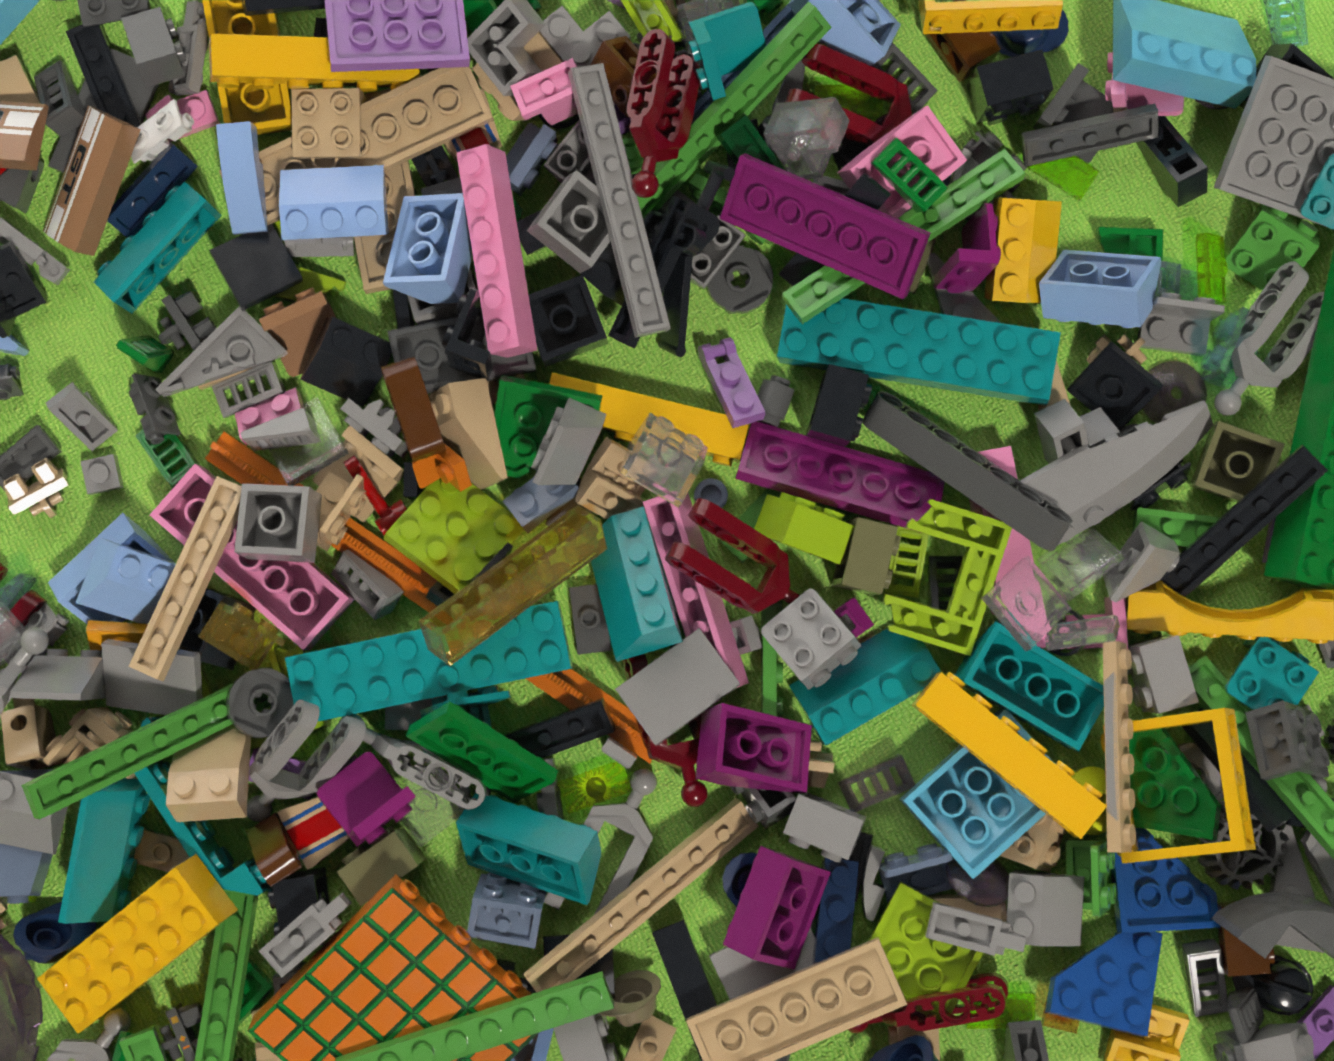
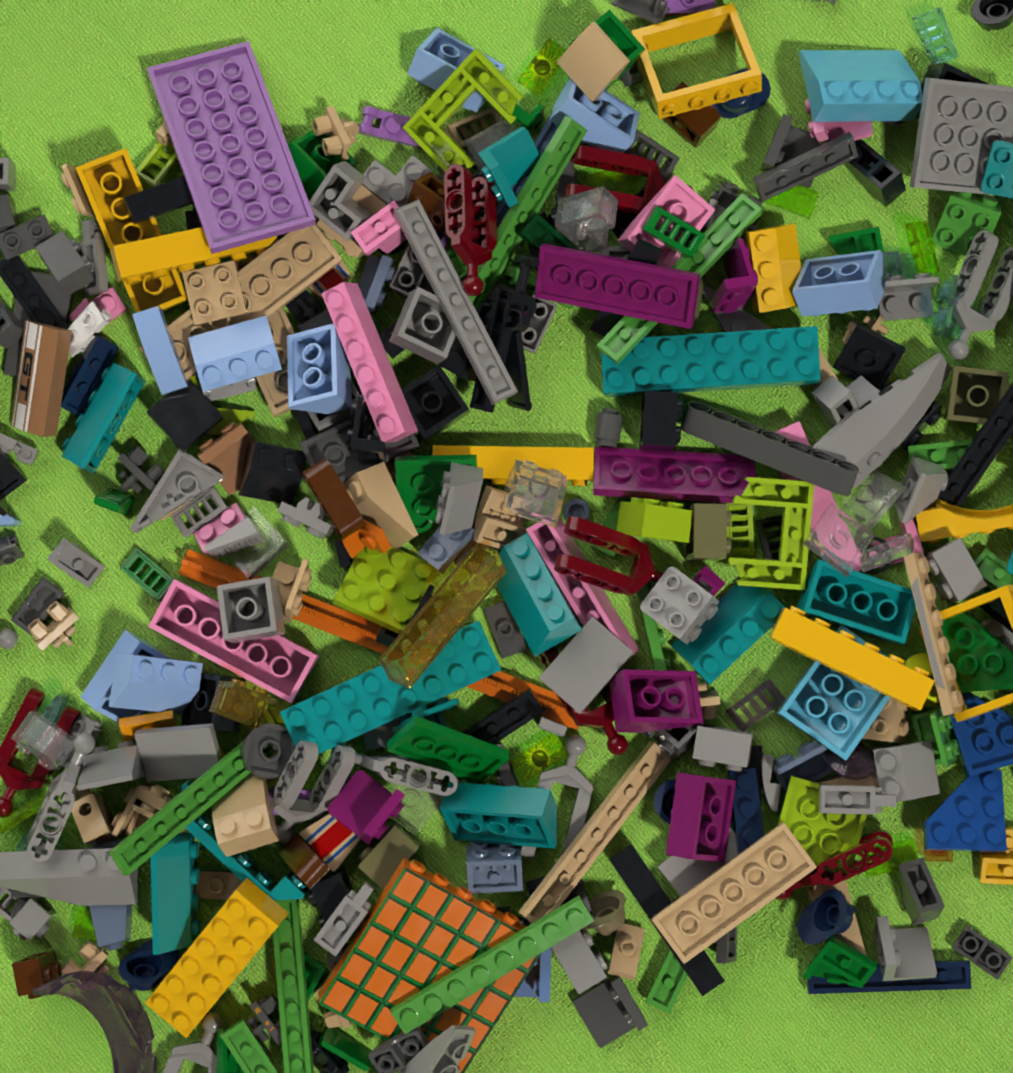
camera: 10 degrees left, 0 degrees up
(102, 474) = (101, 603): light grey plate -> none
(159, 415) = (136, 549): dark grey hinge -> none
(188, 580) = (192, 669): tan plate -> none
(378, 466) = (304, 546): tan bracket -> none
(384, 591) = (342, 644): light grey slope -> none
(387, 514) = (331, 584): red brick -> none
(731, 383) = (572, 421): medium lavender plate -> none
(746, 634) = (629, 613): light grey plate -> none
(758, 286) = (575, 341): dark grey plate -> none
(1009, 87) = (734, 144): black brick -> none
(1172, 375) = (912, 337): dish -> none

